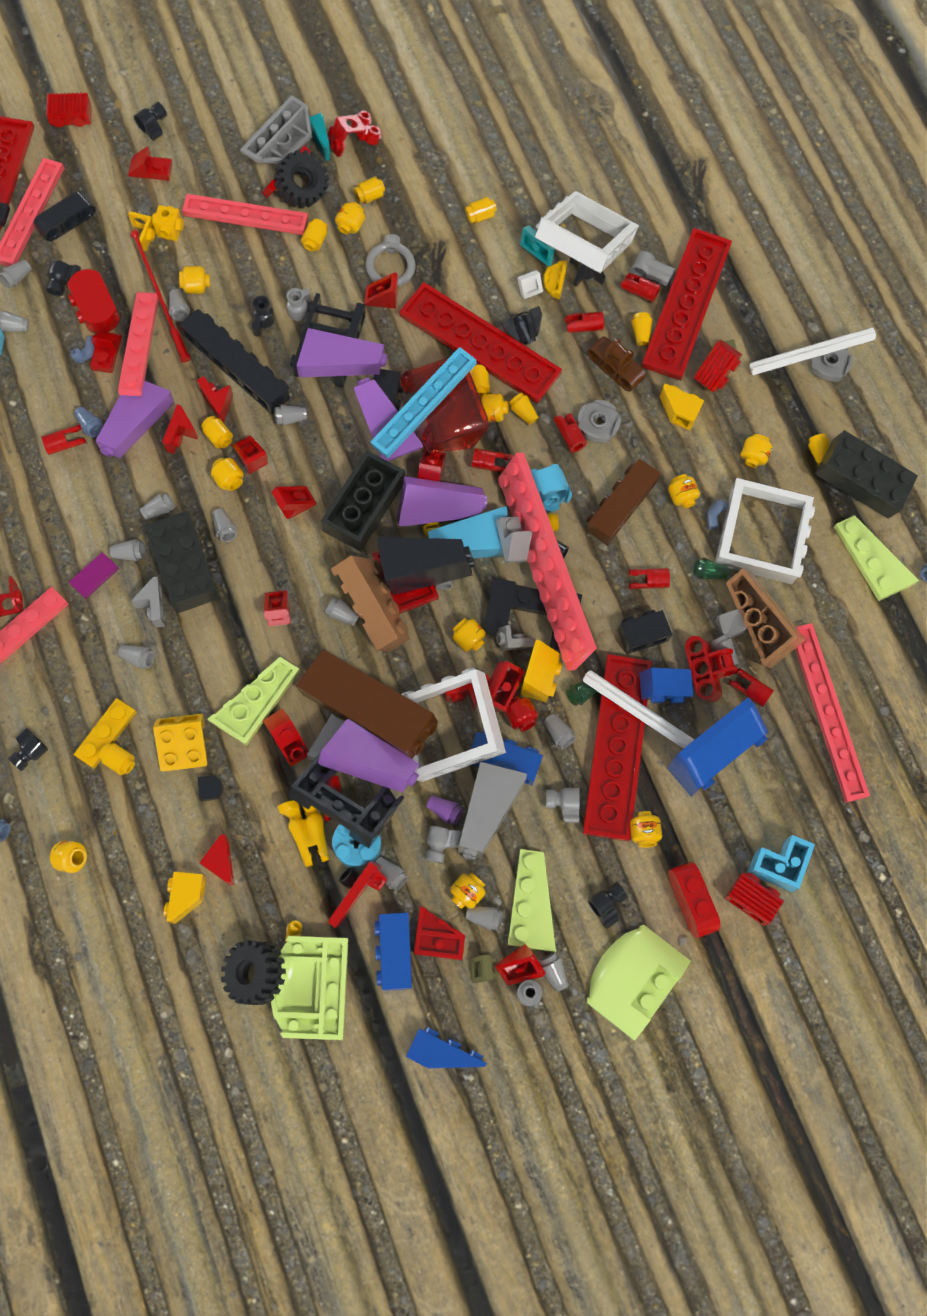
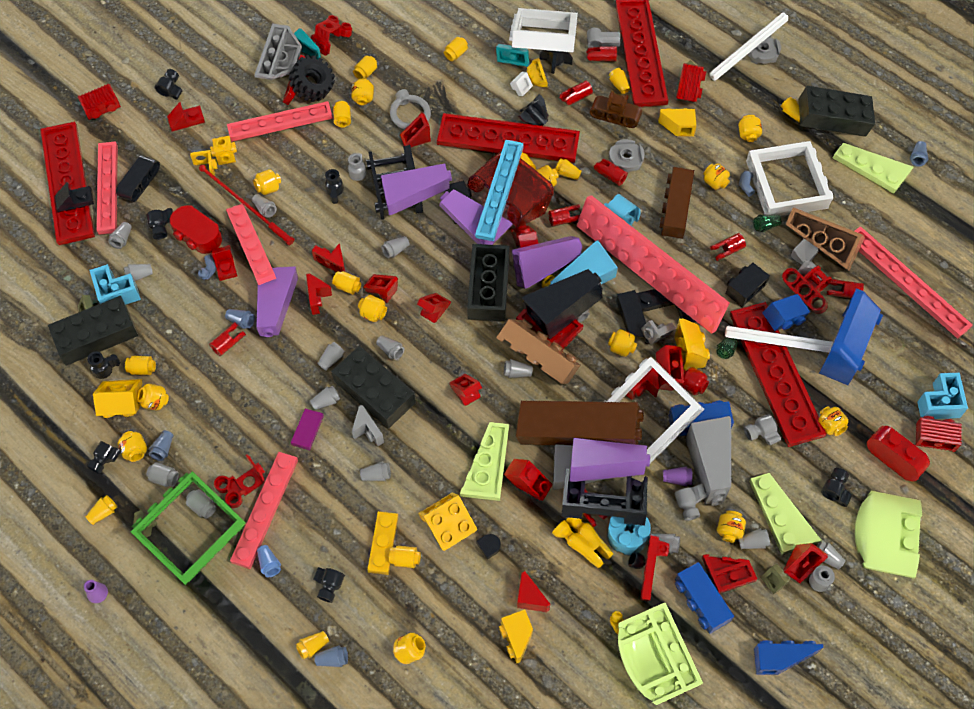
camera: 20 degrees left, 10 degrees down
(235, 360) = (331, 226): black brick -> none
(267, 972) = (622, 659): black tyre -> none
(513, 540) = (619, 260): light grey slope -> none
(559, 731) = (728, 381): light grey cone -> none

